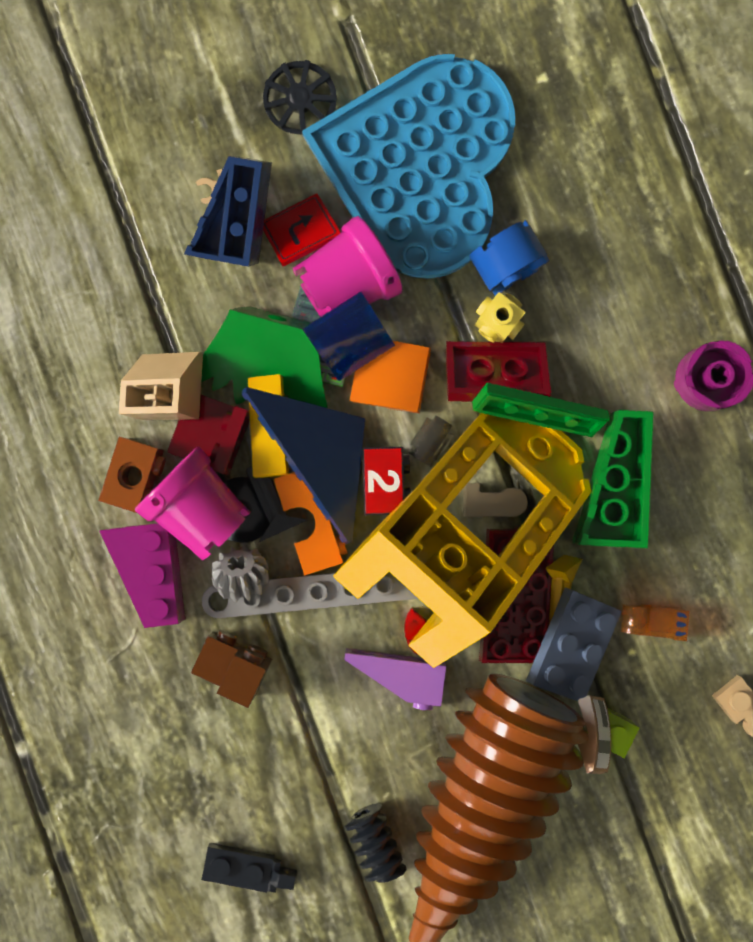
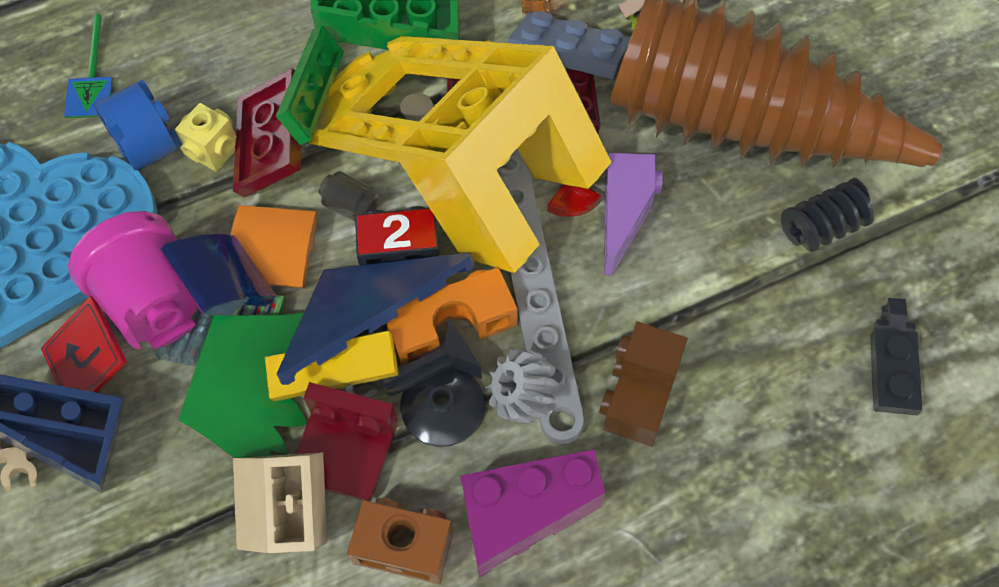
camera: 90 degrees left, 25 degrees down
(194, 505) = (431, 433): dark pink piece -> none
(564, 208) = (86, 92): none -> piece

